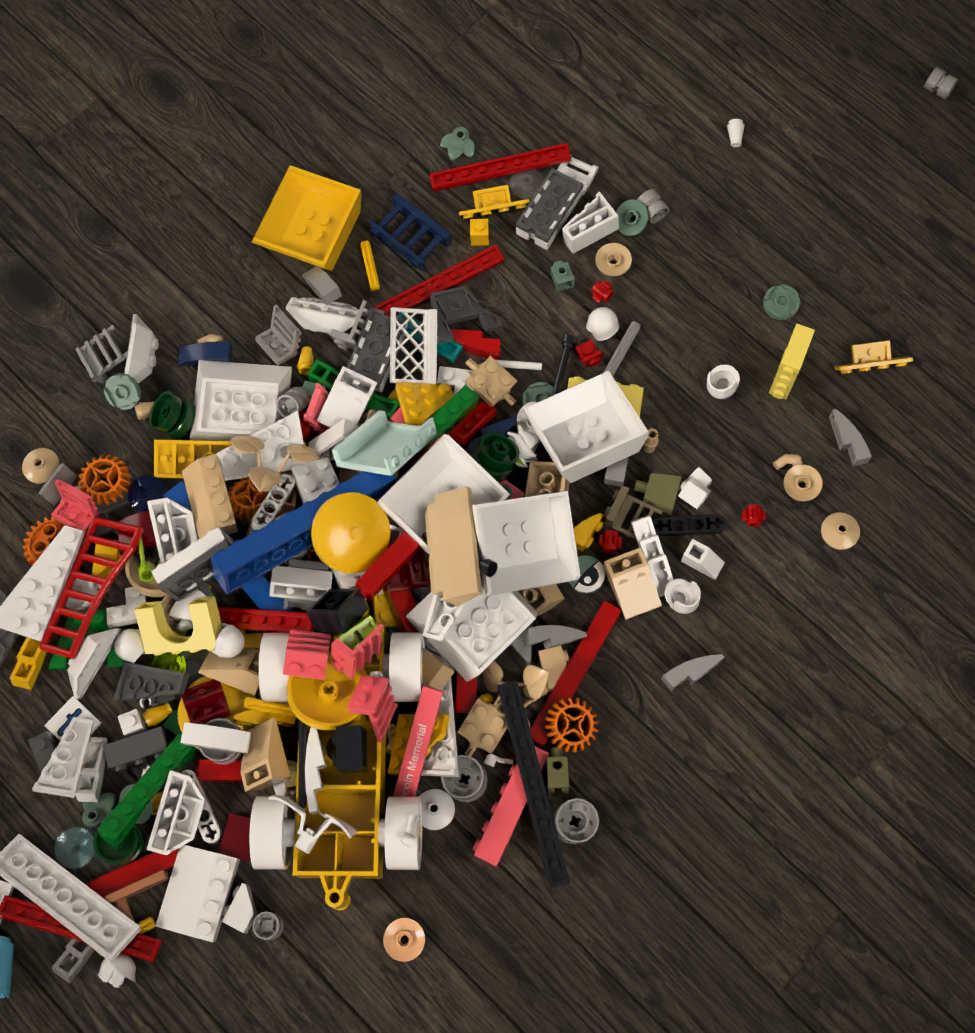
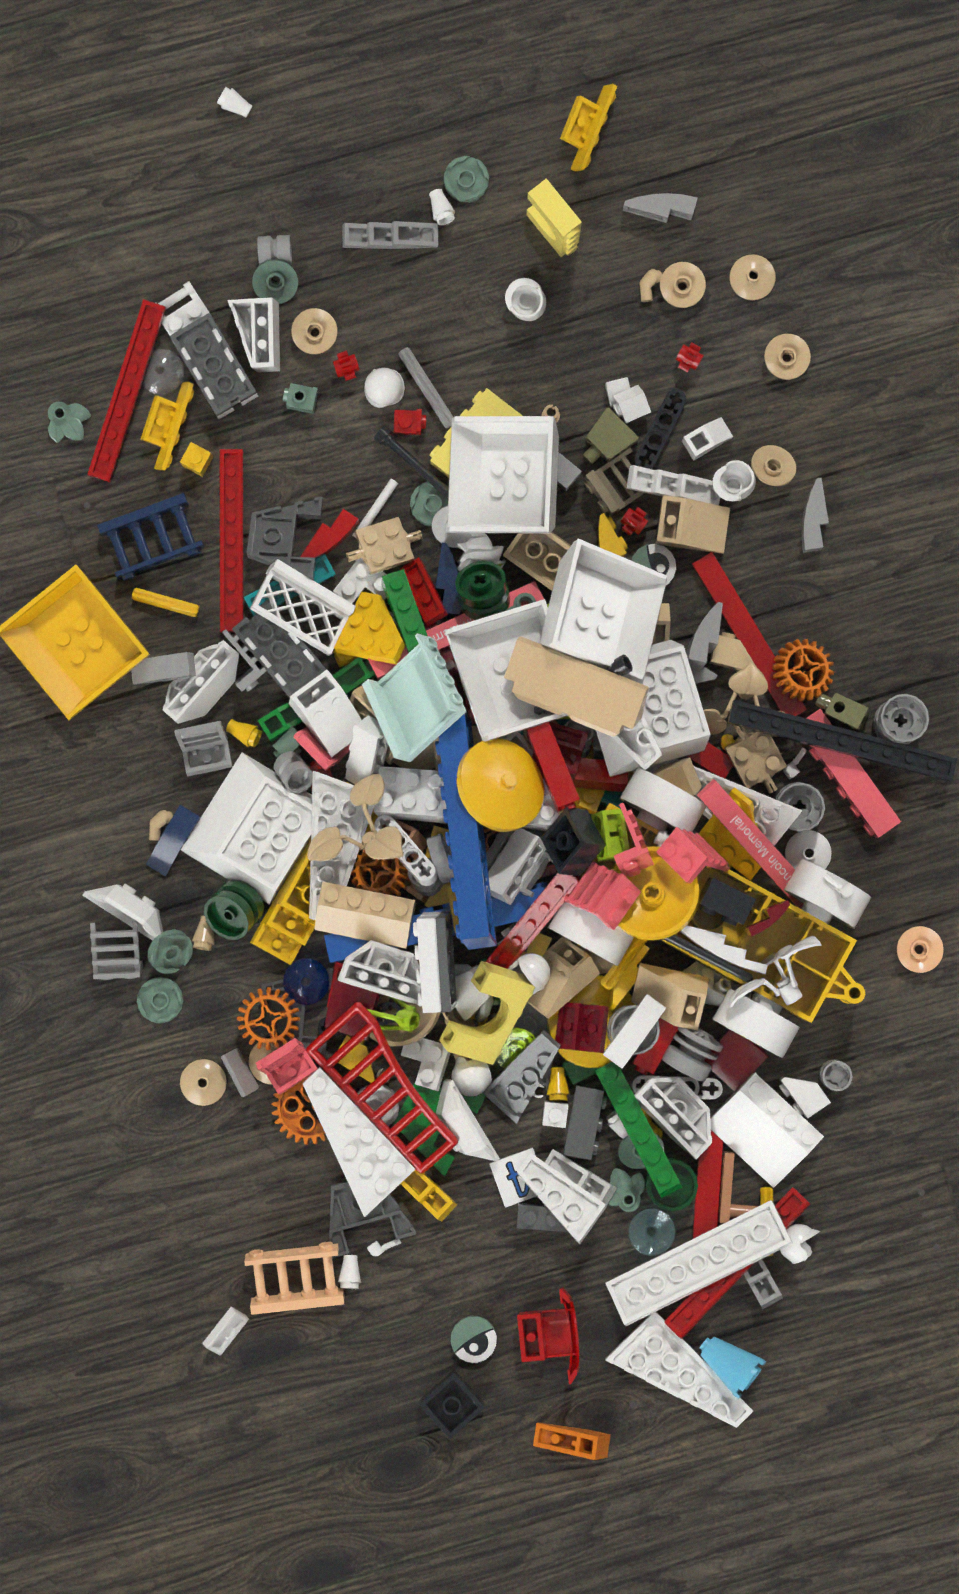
camera: 65 degrees left, 15 degrees up
(86, 406) = (160, 1000): none -> sand green tile
(227, 800) = (692, 1052): none -> light grey wheel
(357, 791) = (771, 914): none -> dark red slope
(710, 273) = (390, 235): none -> light grey slope
(716, 614) = (776, 459): none -> tan dish
(750, 296) = (441, 208): none -> white cone
(803, 577) = (792, 346): none -> tan dish

